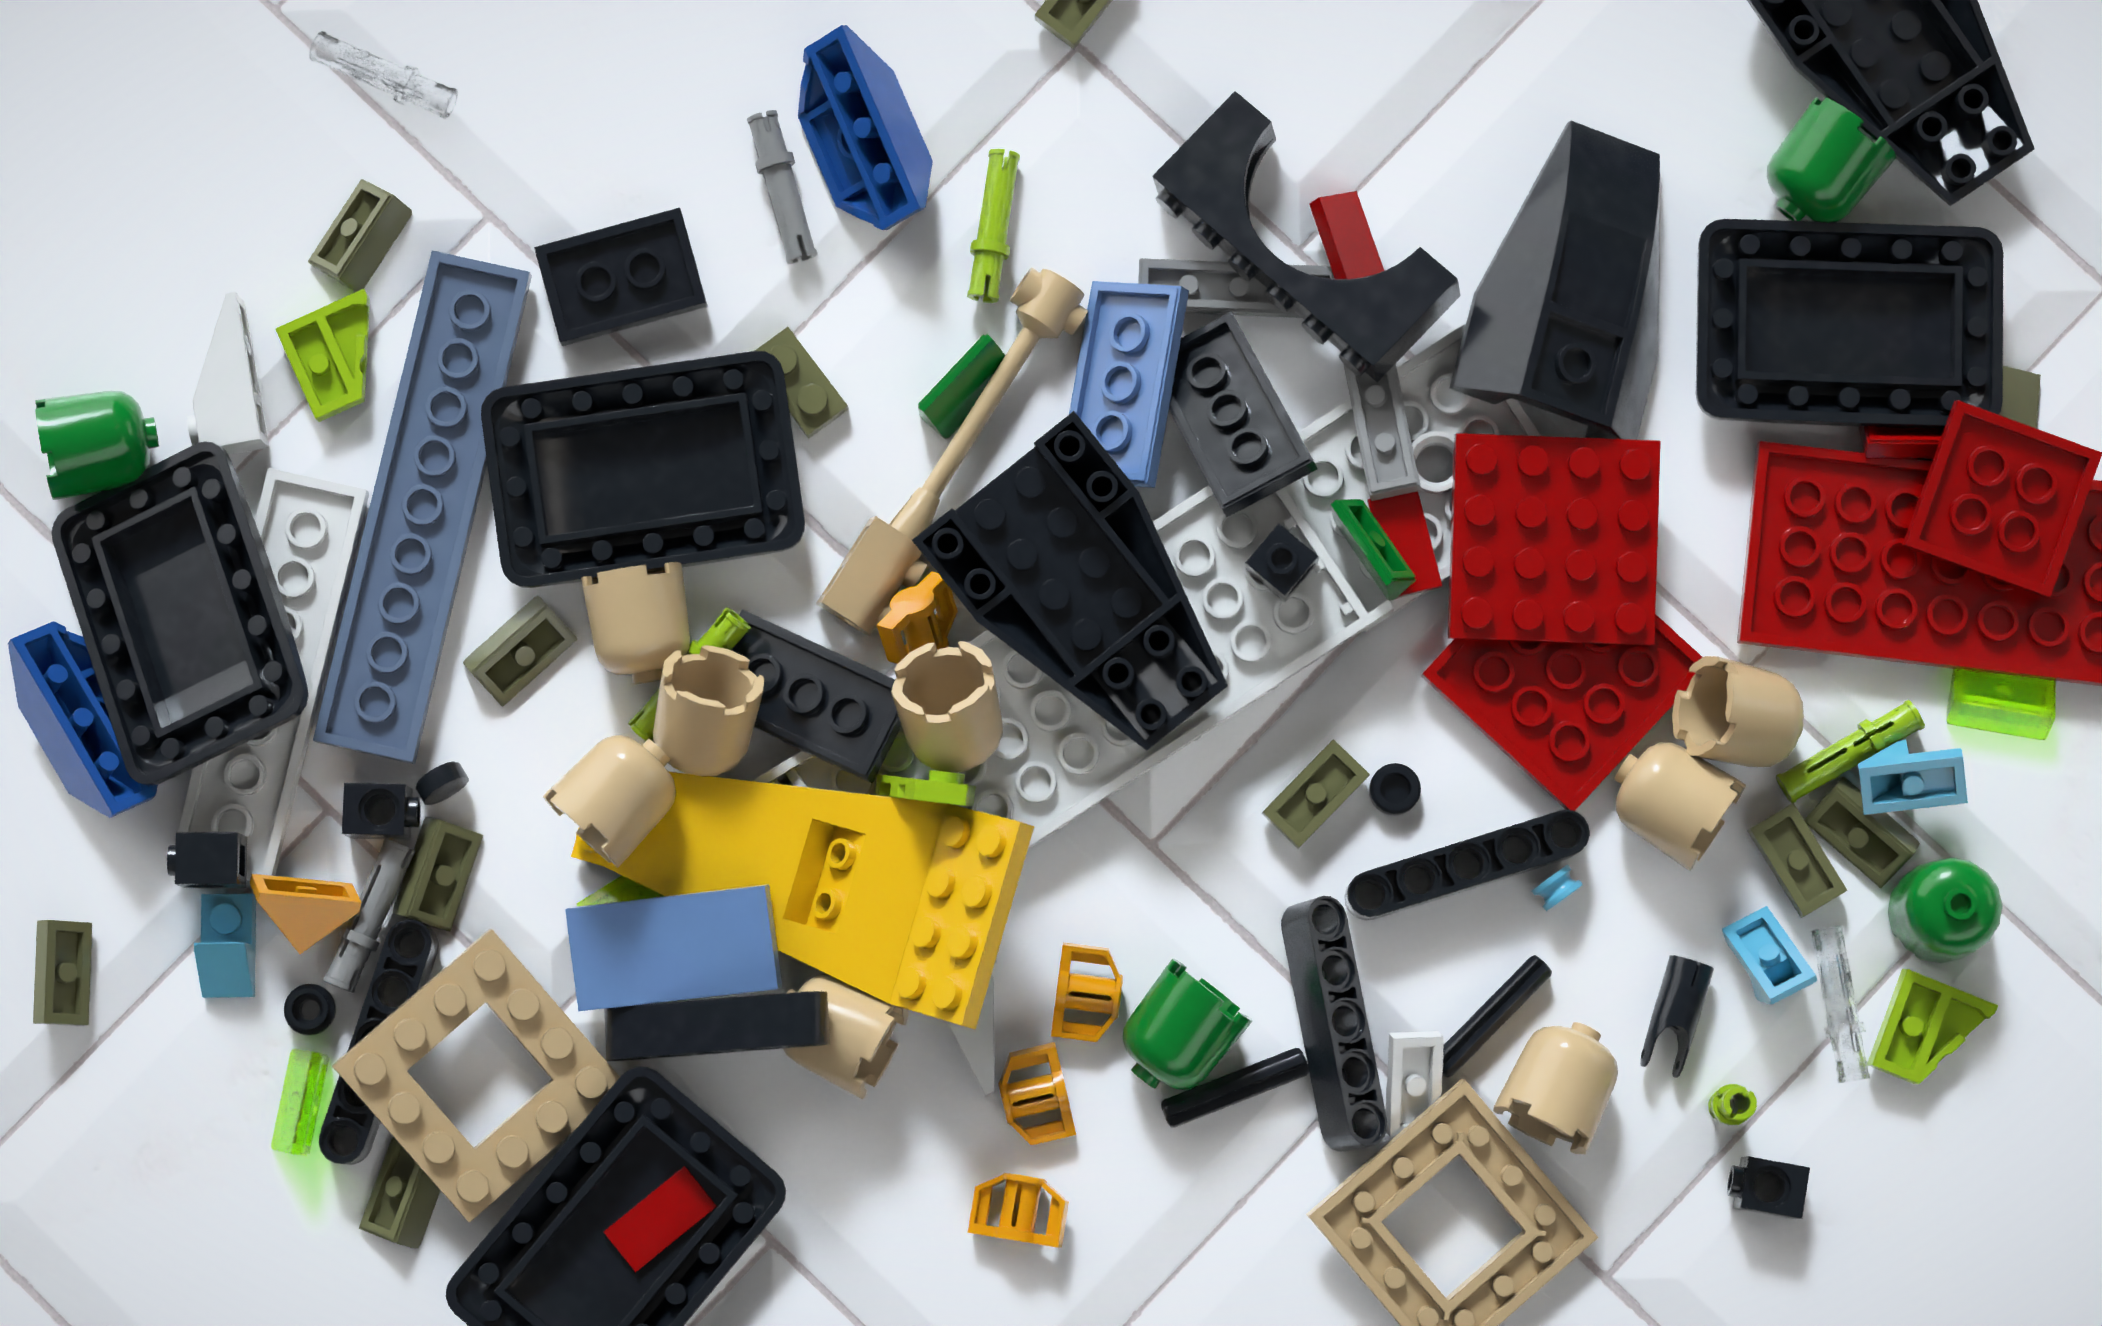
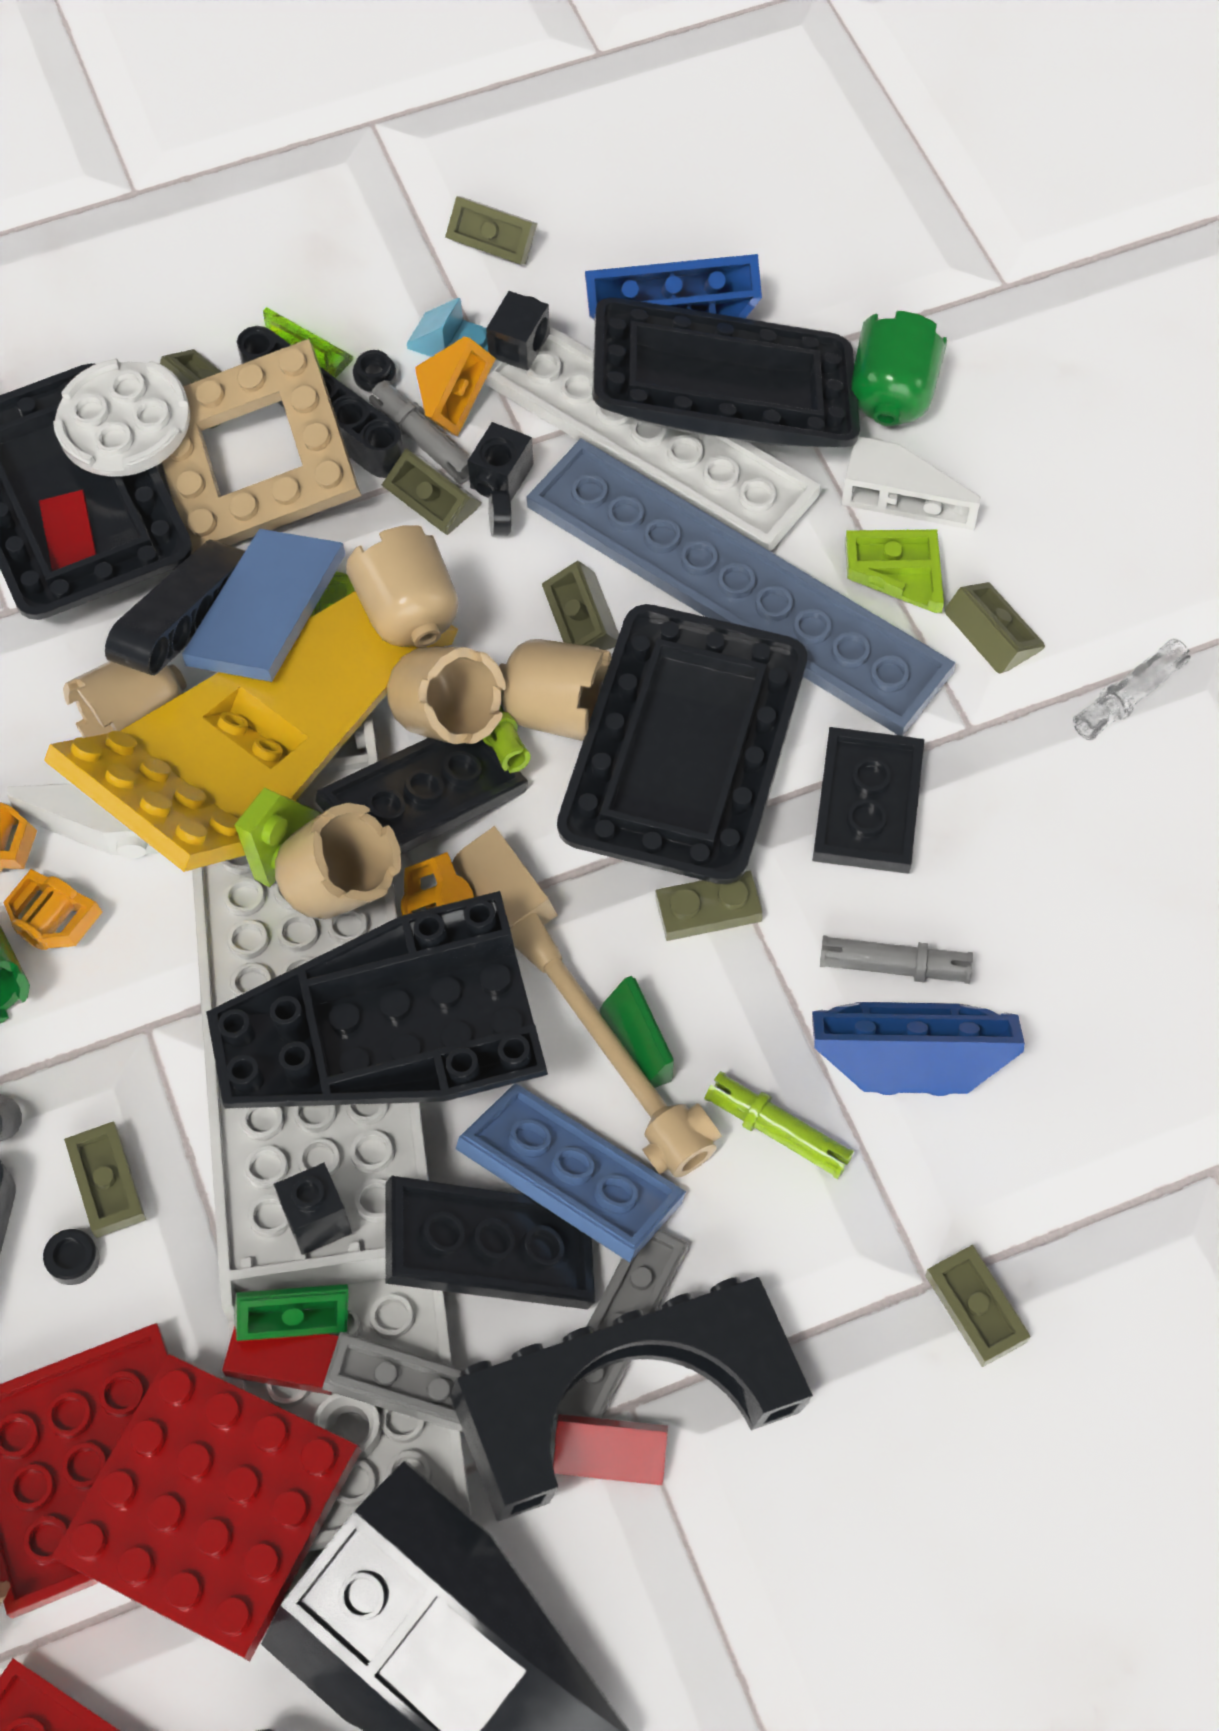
camera: 115 degrees right, 20 degrees down
(509, 1223) = (122, 417): none -> white tile

